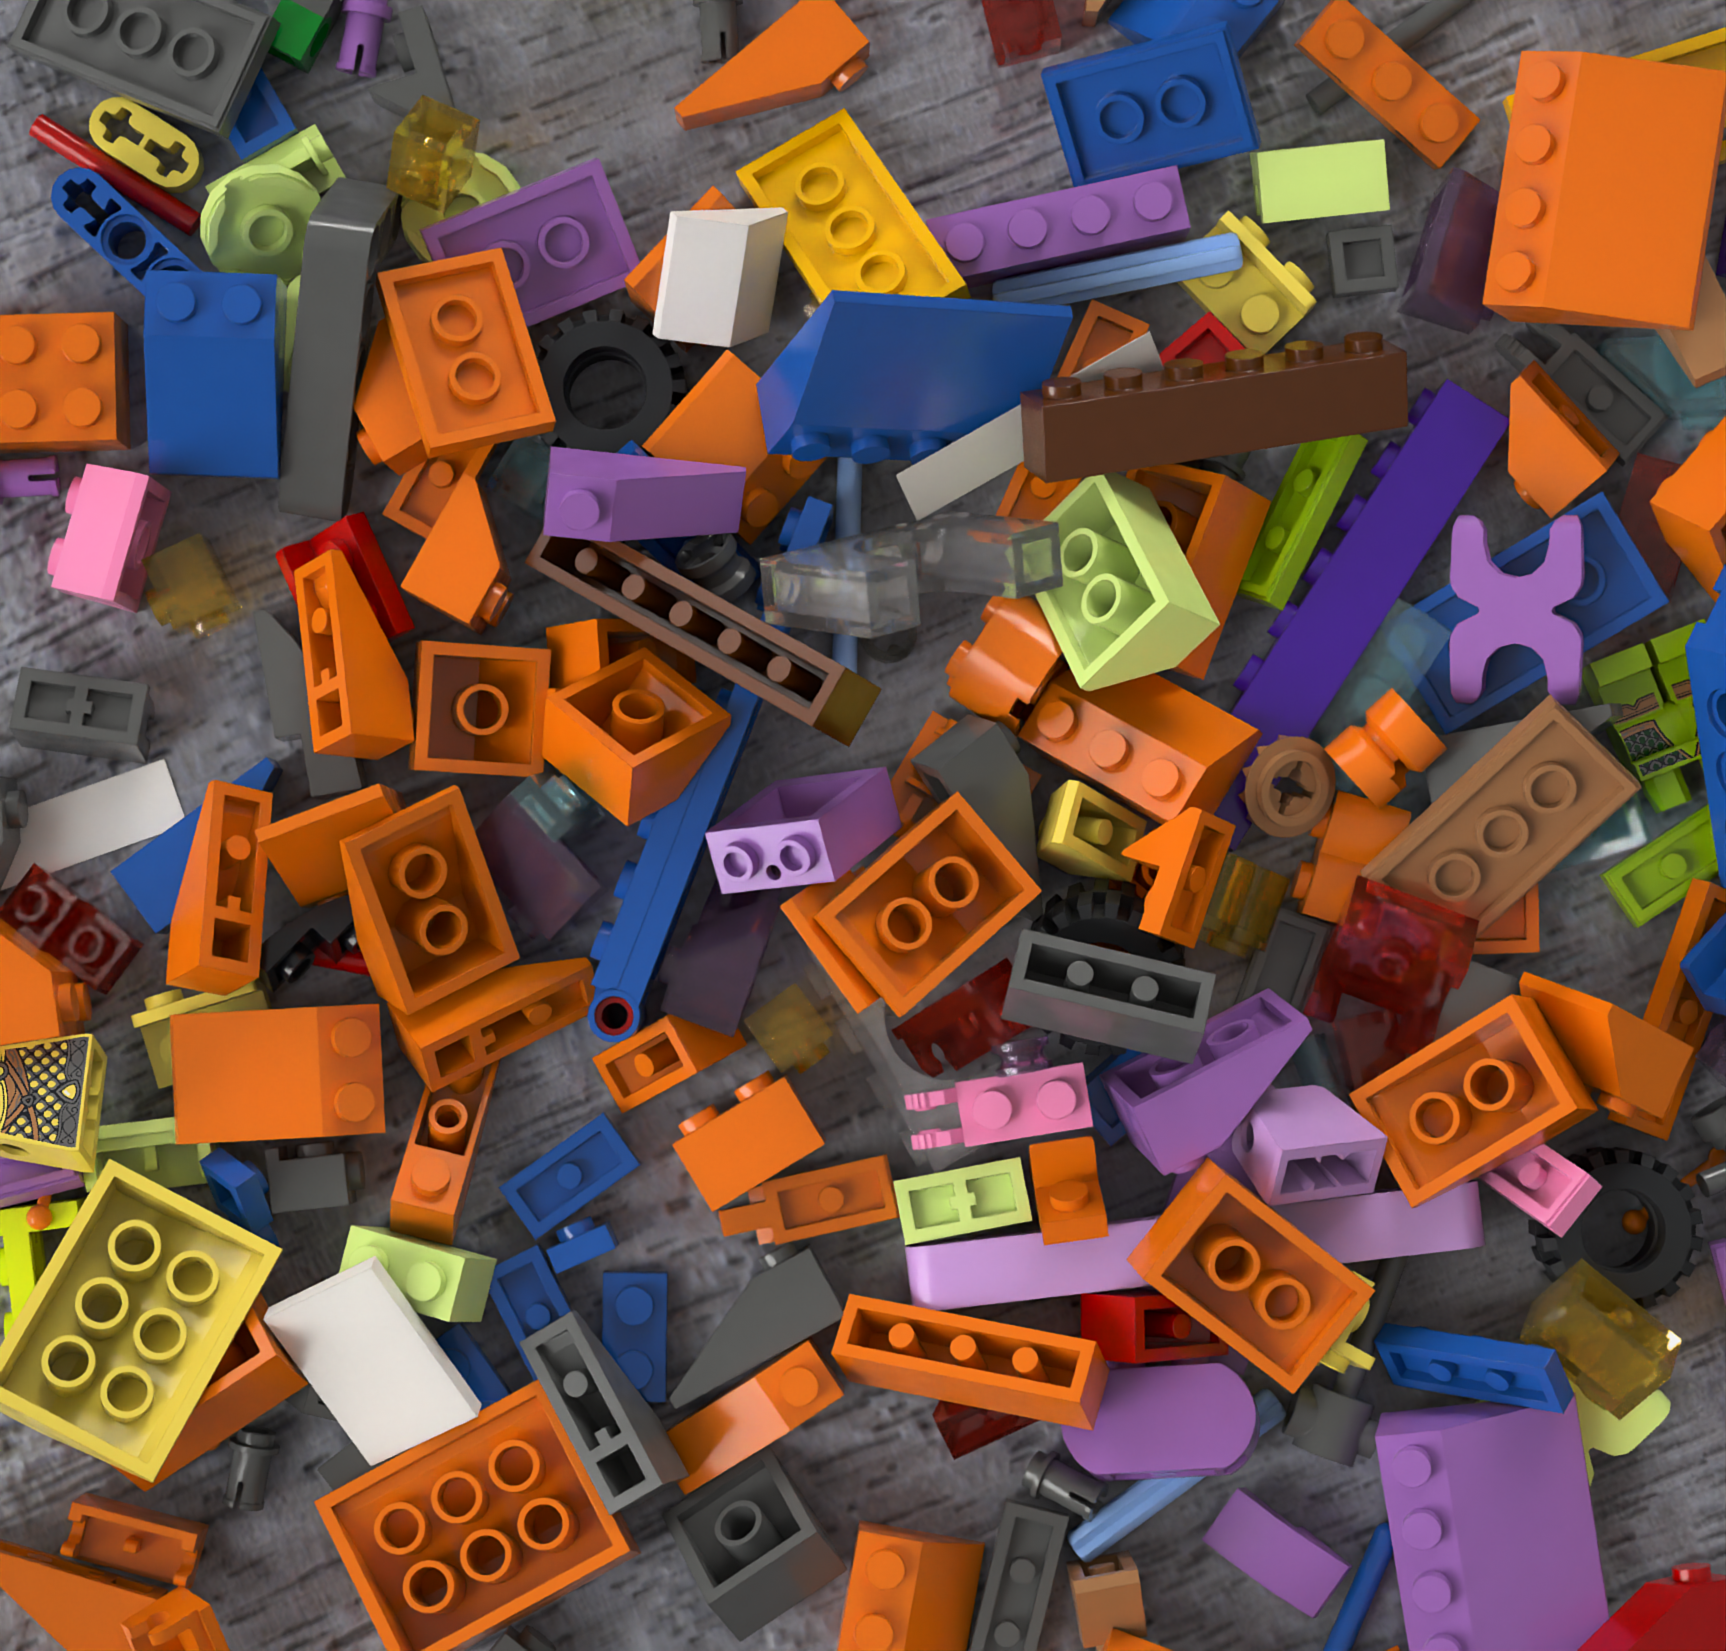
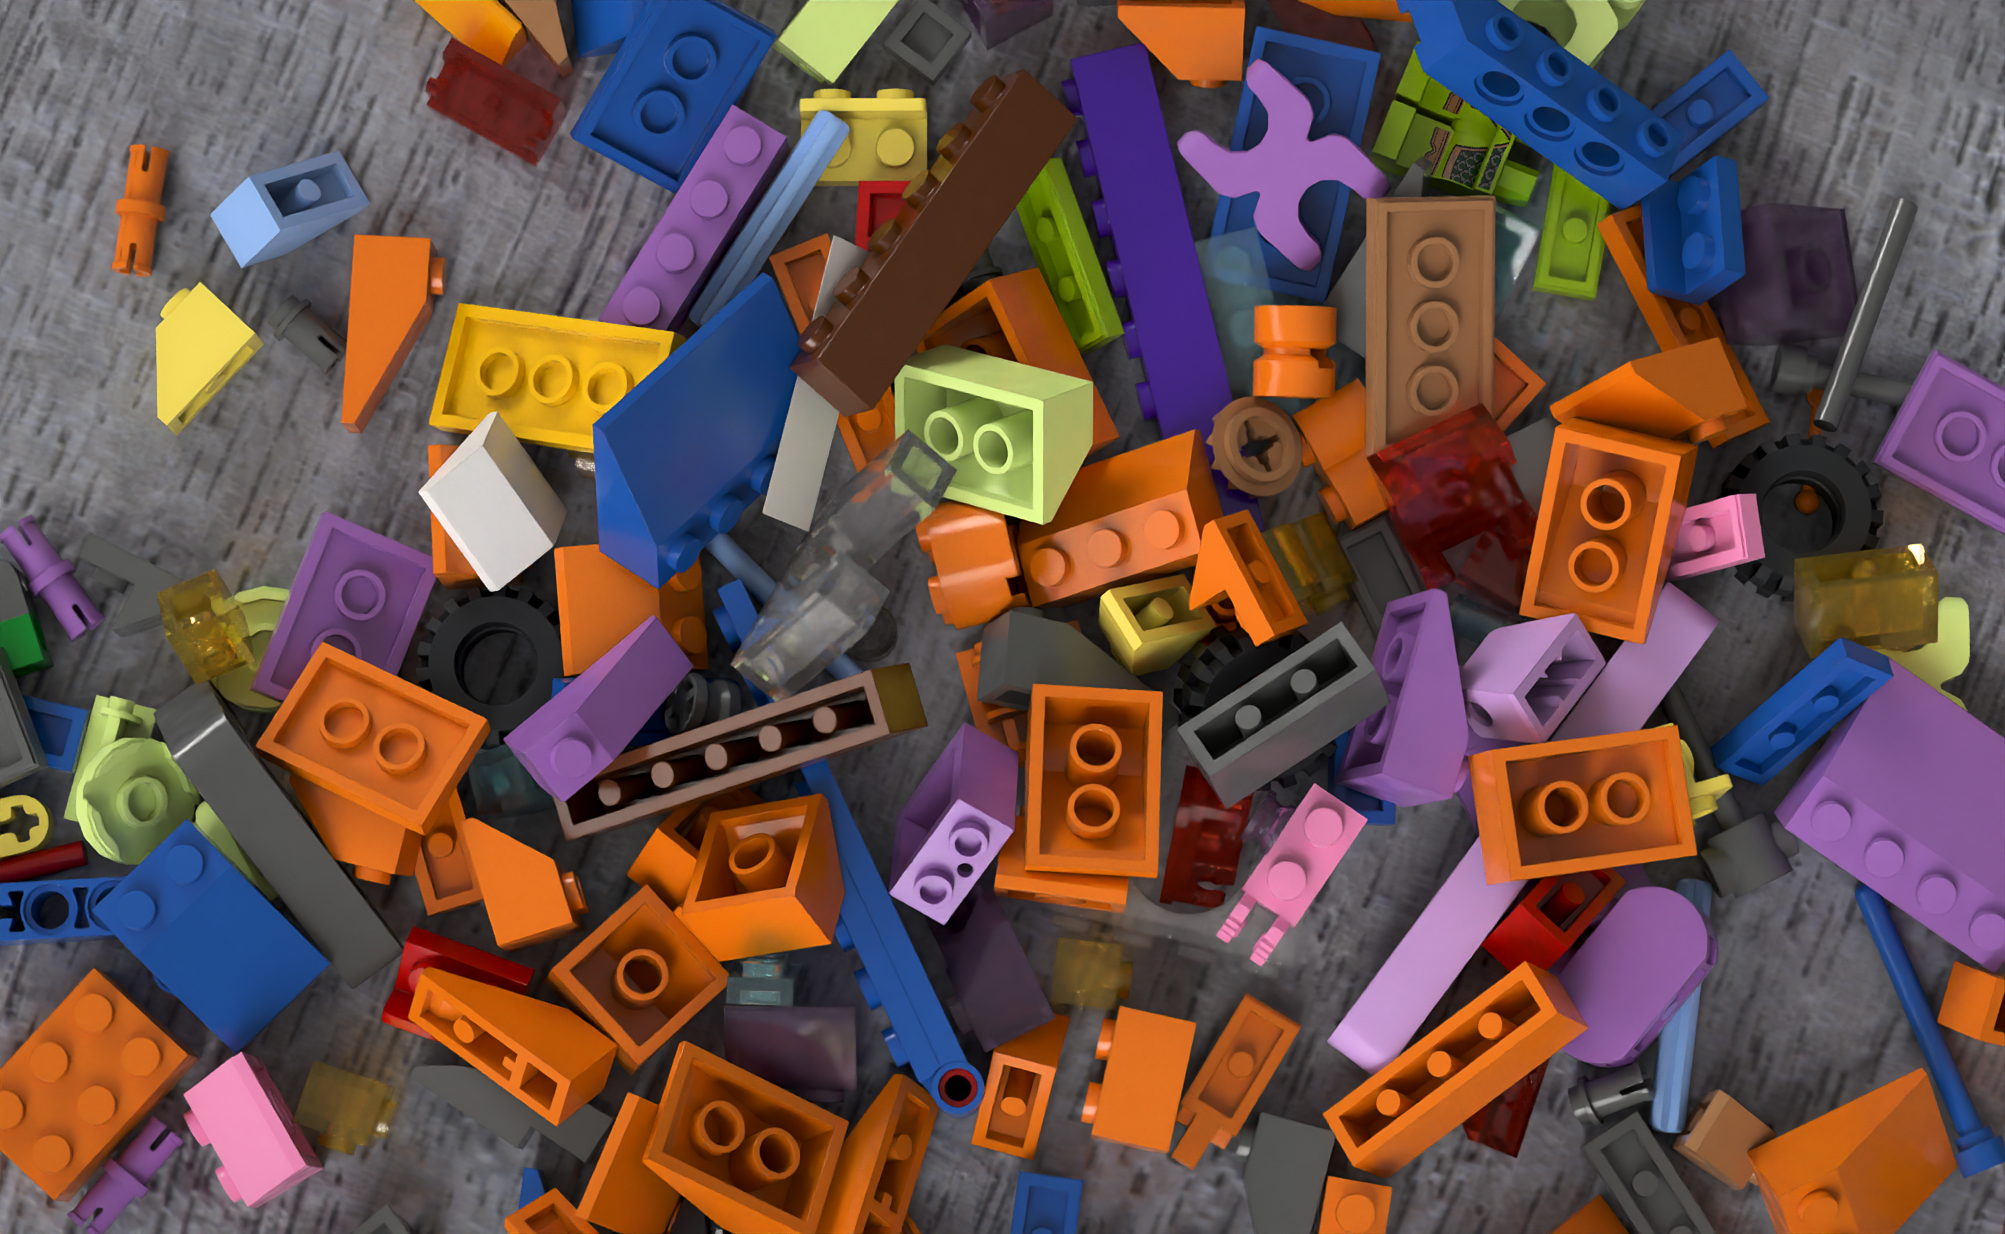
camera: 40 degrees left, 5 degrees down
(963, 1201) = (1334, 969): yellowish green hinge -> none
(1067, 1190) = (1395, 882): orange slope -> none
(1277, 1553) = (1805, 985): medium lavender slope -> none

